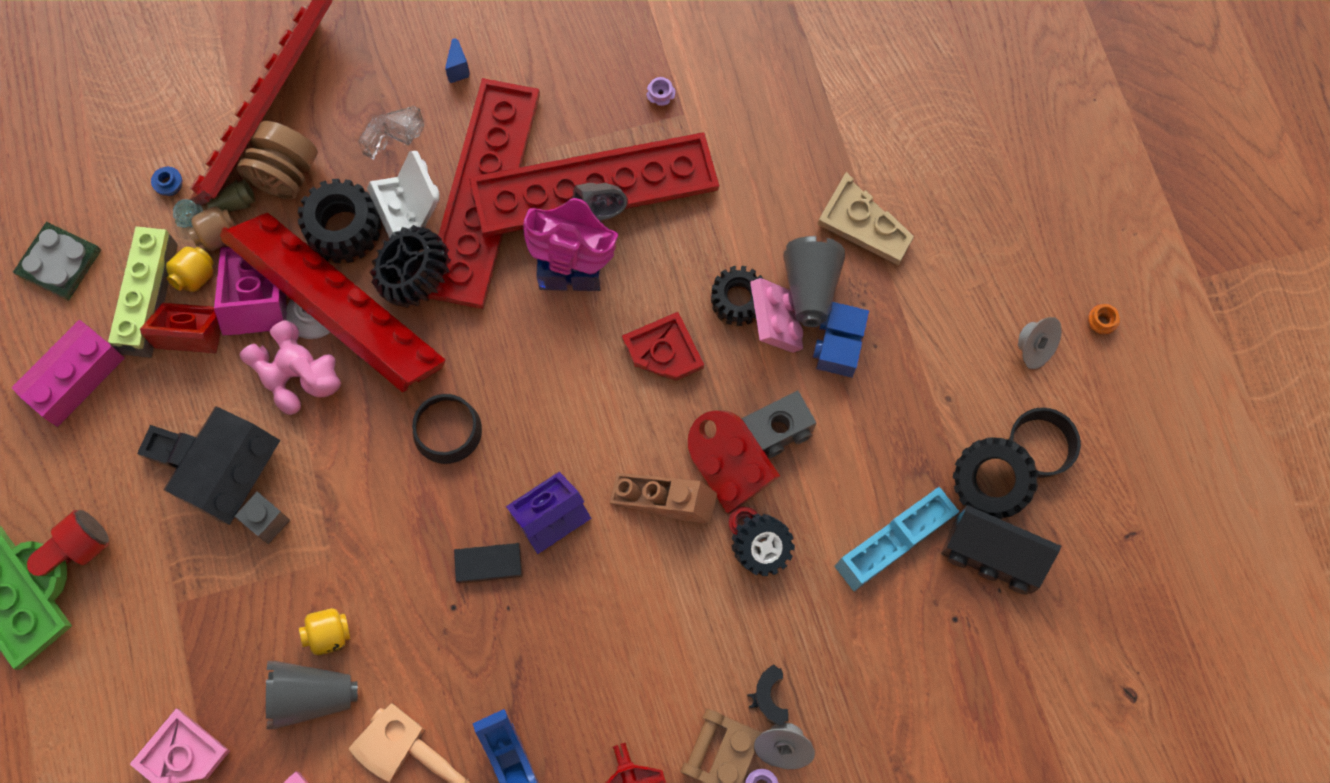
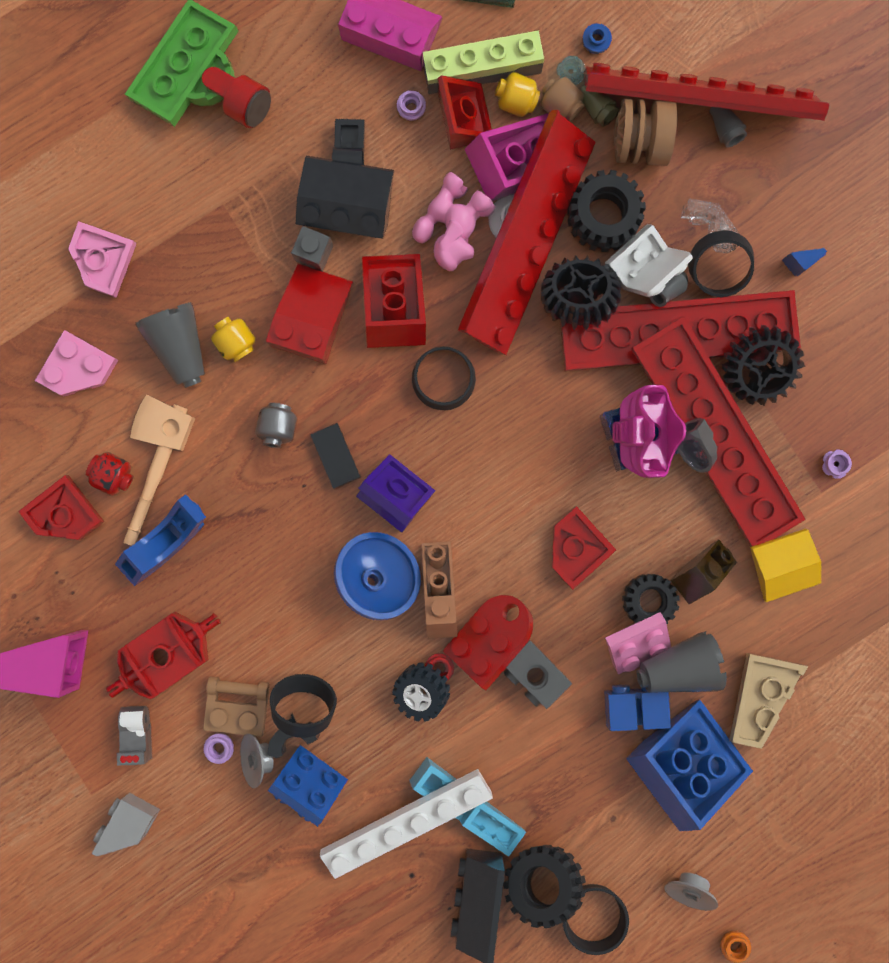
camera: 75 degrees right, 15 degrees up
(152, 368) = (411, 97): none -> lavender plate
(302, 89) = (728, 126): none -> dark grey cone
(330, 543) = (309, 314): none -> red slope
(349, 452) = (394, 301): none -> red slope
(408, 141) = (715, 238): none -> black tyre
(432, 613) = (276, 425): none -> flat silver head
(440, 179) = (672, 289): none -> dark grey cone
(560, 127) = (783, 375): none -> black gear
(627, 552) = (391, 568): none -> blue dish
(724, 660) = (302, 683): none -> black tyre
(726, 237) = (704, 572): none -> dark brown slope
(743, 162) = (787, 565): none -> yellow slope
(828, 694) = (308, 786): none -> blue plate
(897, 605) = (406, 823): none -> white plate
(915, 308) = (690, 767): none -> blue slope

